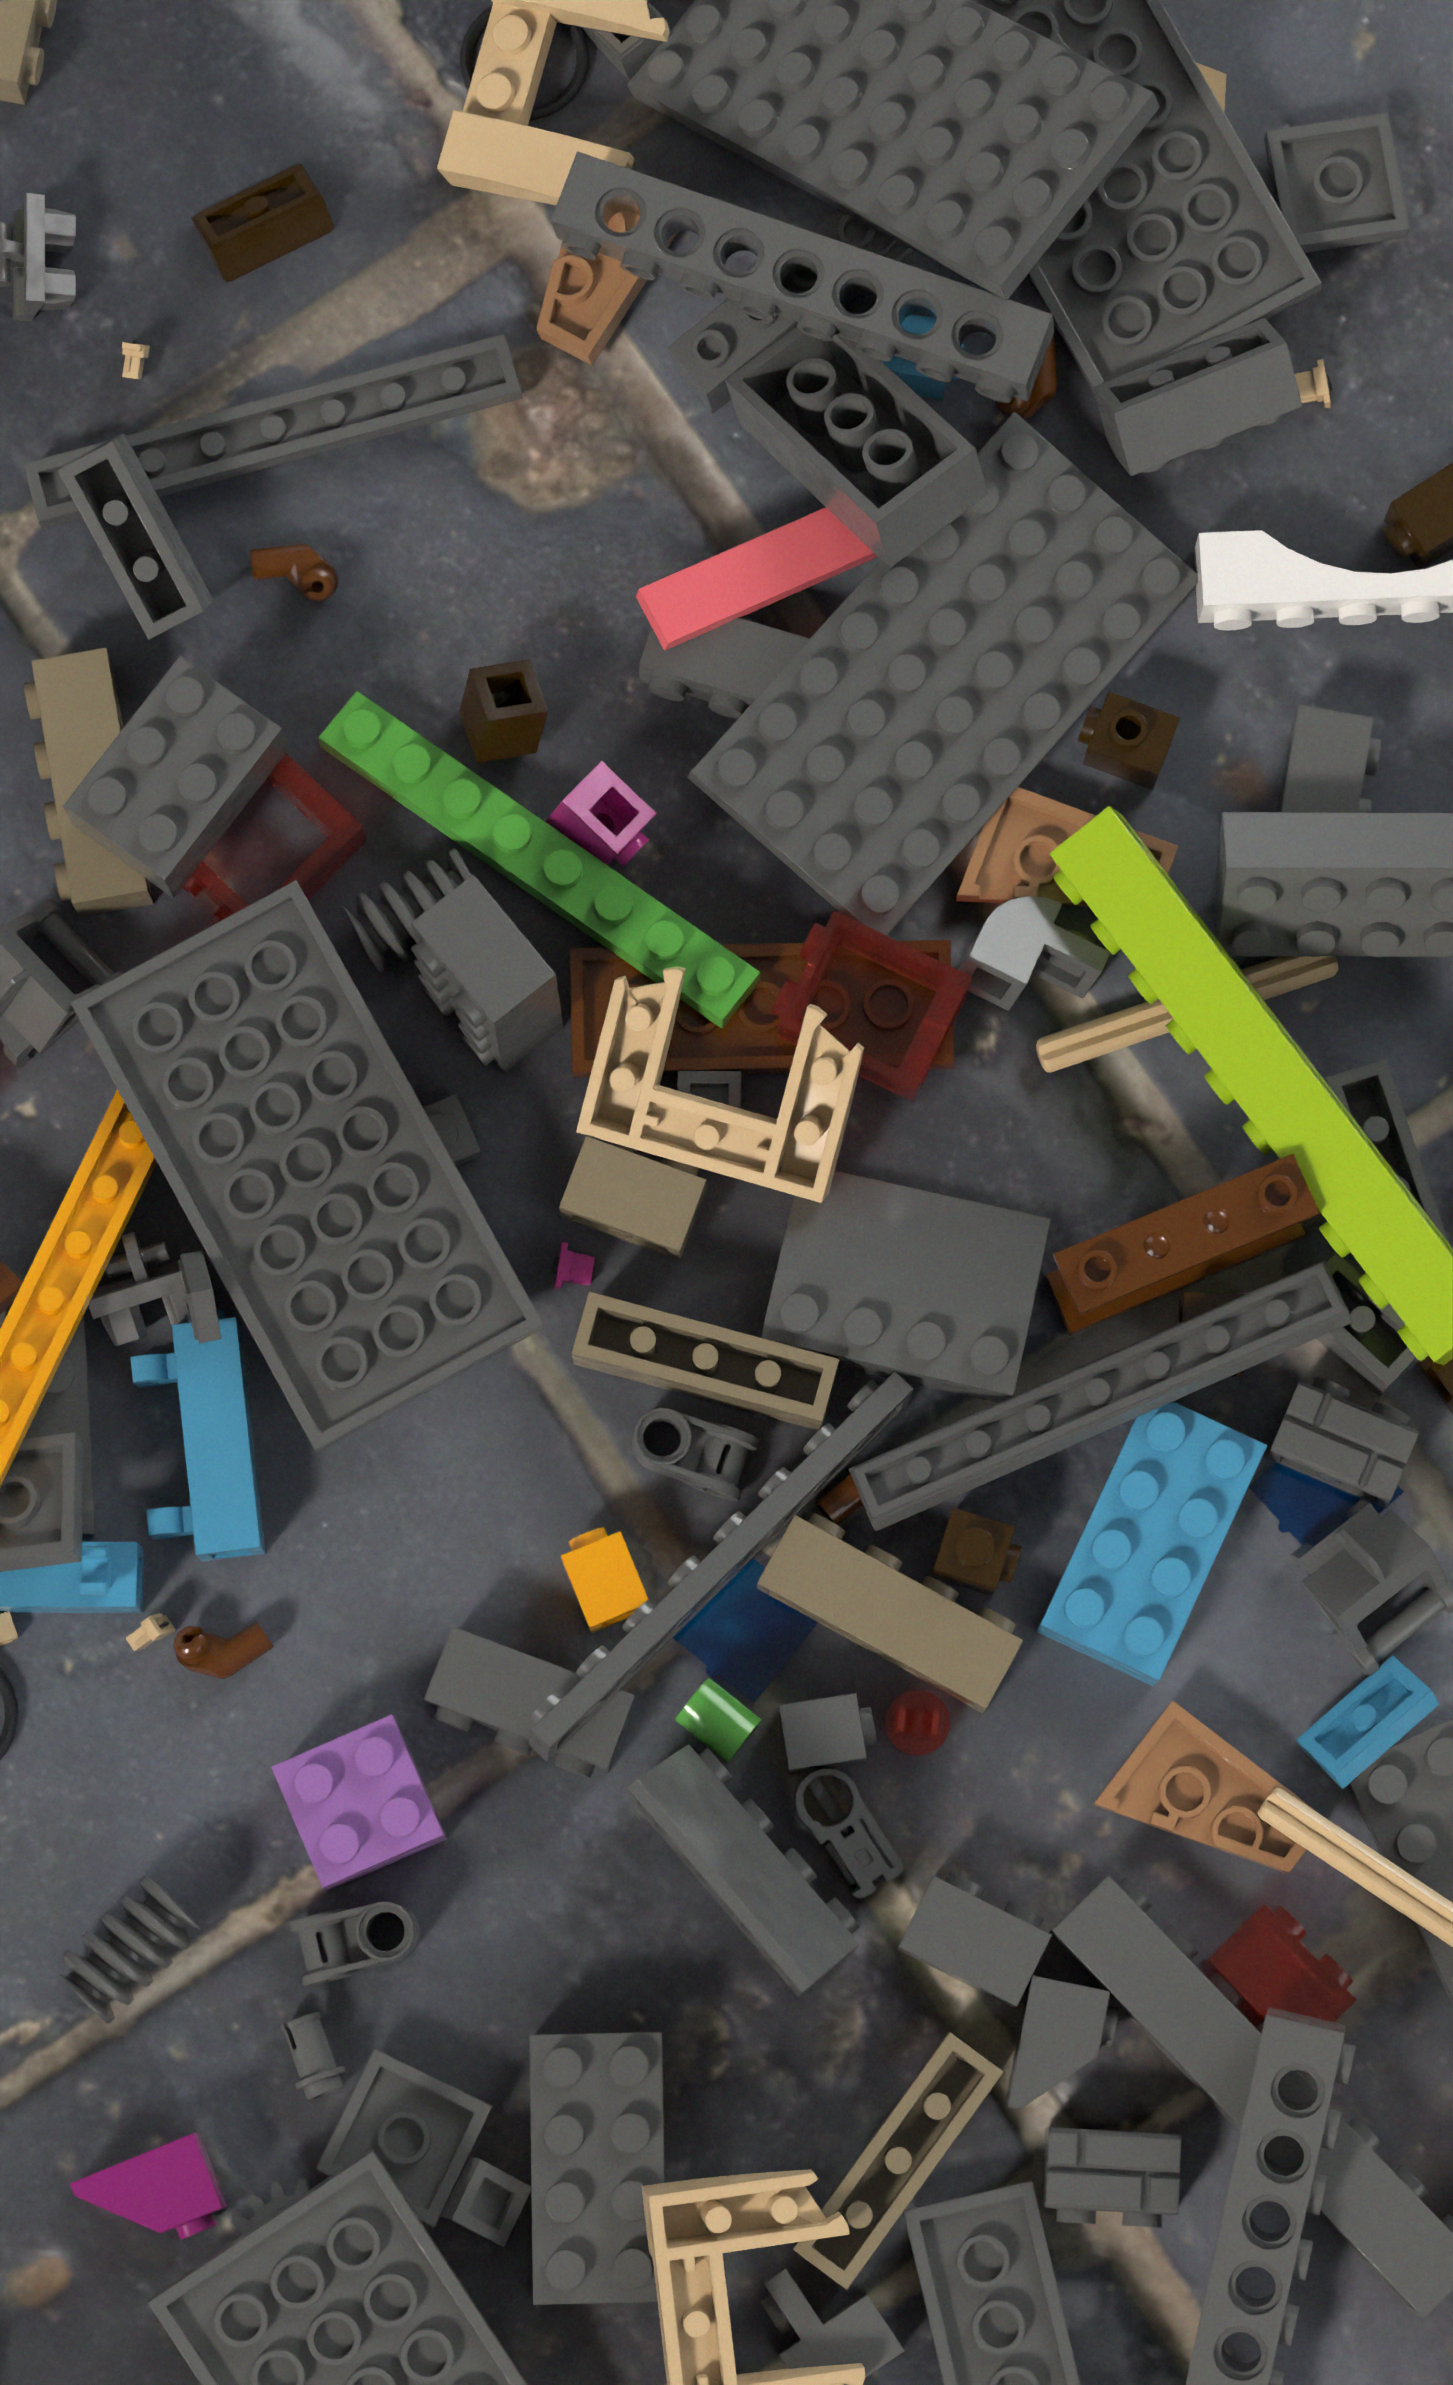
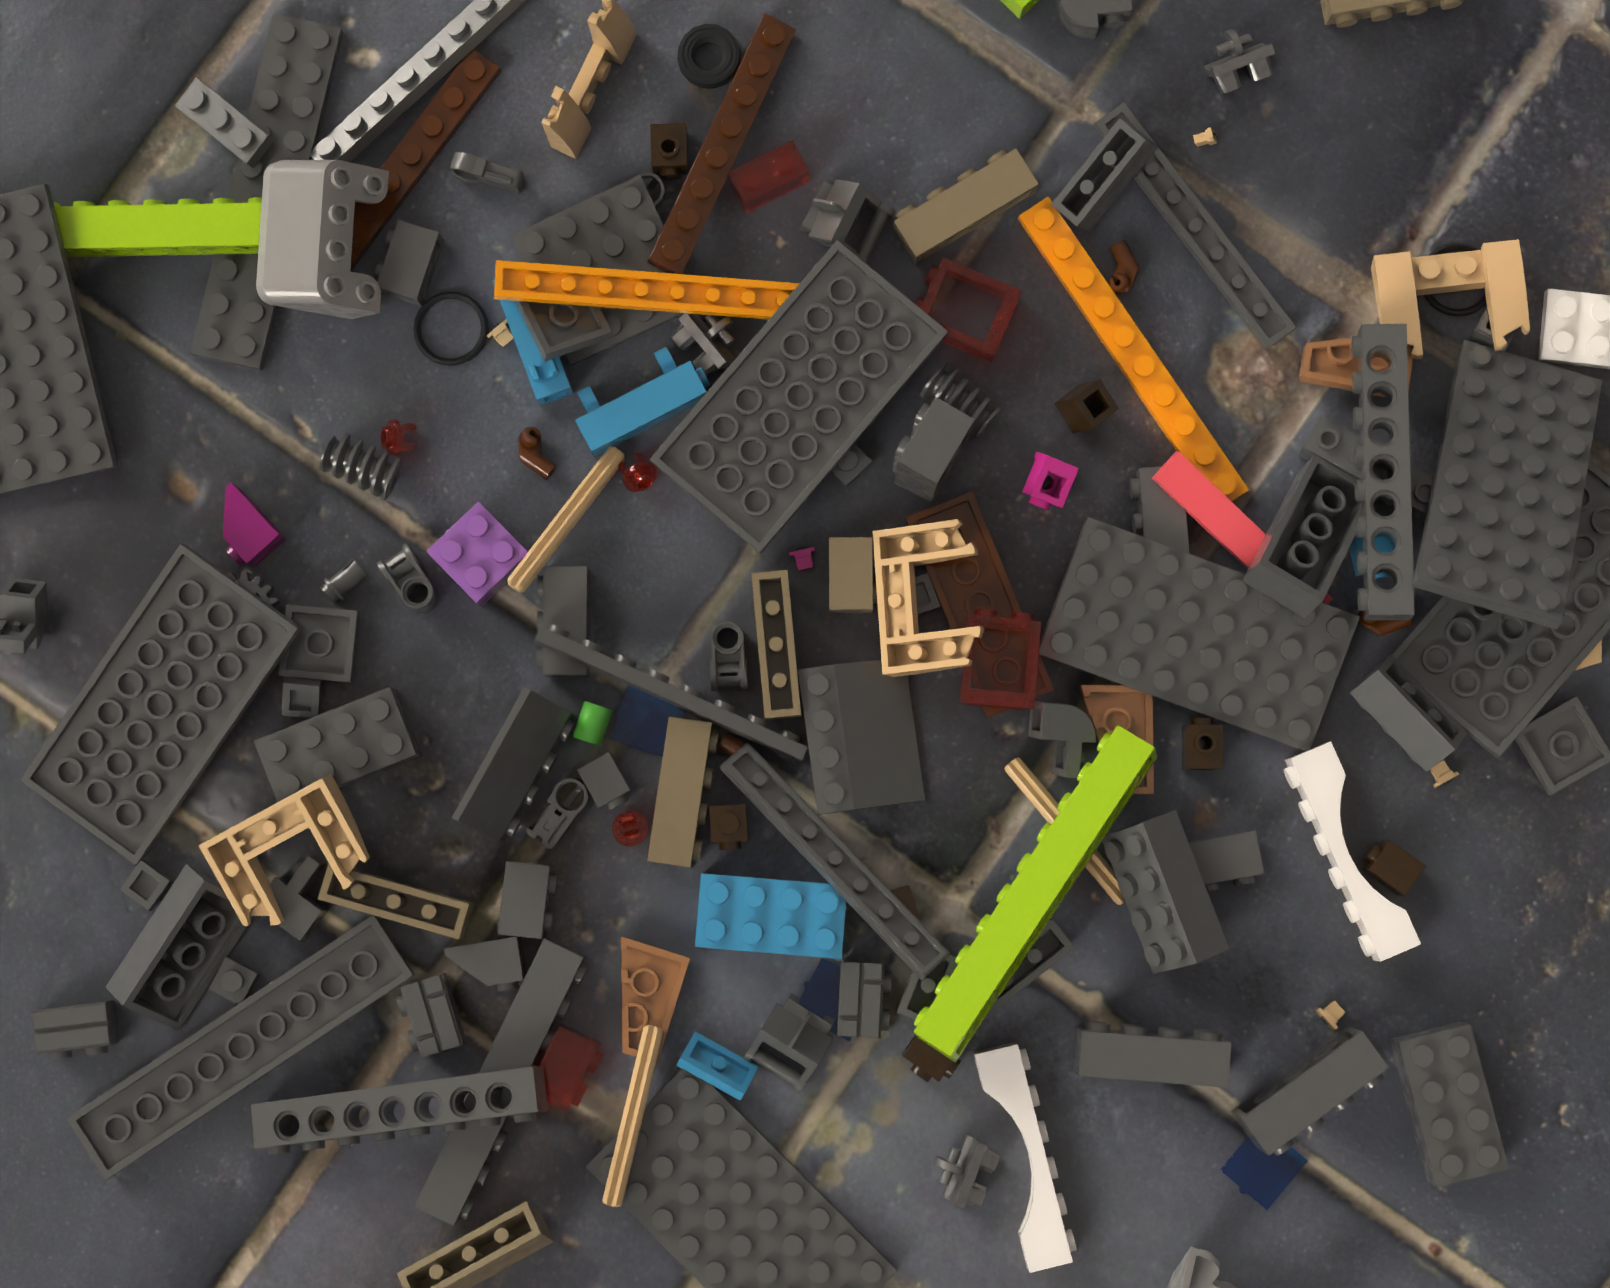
camera: 75 degrees right, 5 degrees up
(99, 1879) = (392, 437): none -> clear red plate
(152, 1629) = (530, 413): tan piece -> none
(176, 776) = (979, 247): dark grey brick -> none
(199, 1297) = (707, 368): dark grey tile -> none
(263, 223) = (1309, 176): dark brown slope -> none
(331, 1485) = (640, 475): none -> clear red plate
(358, 1633) = (565, 519): none -> tan axle
(437, 607) = (1129, 346): none -> light orange plate
(537, 857) = (1014, 455): bright green plate -> none
(603, 1578) = (643, 636): light orange brick -> none
(1181, 1244) = (932, 874): reddish brown fence -> none

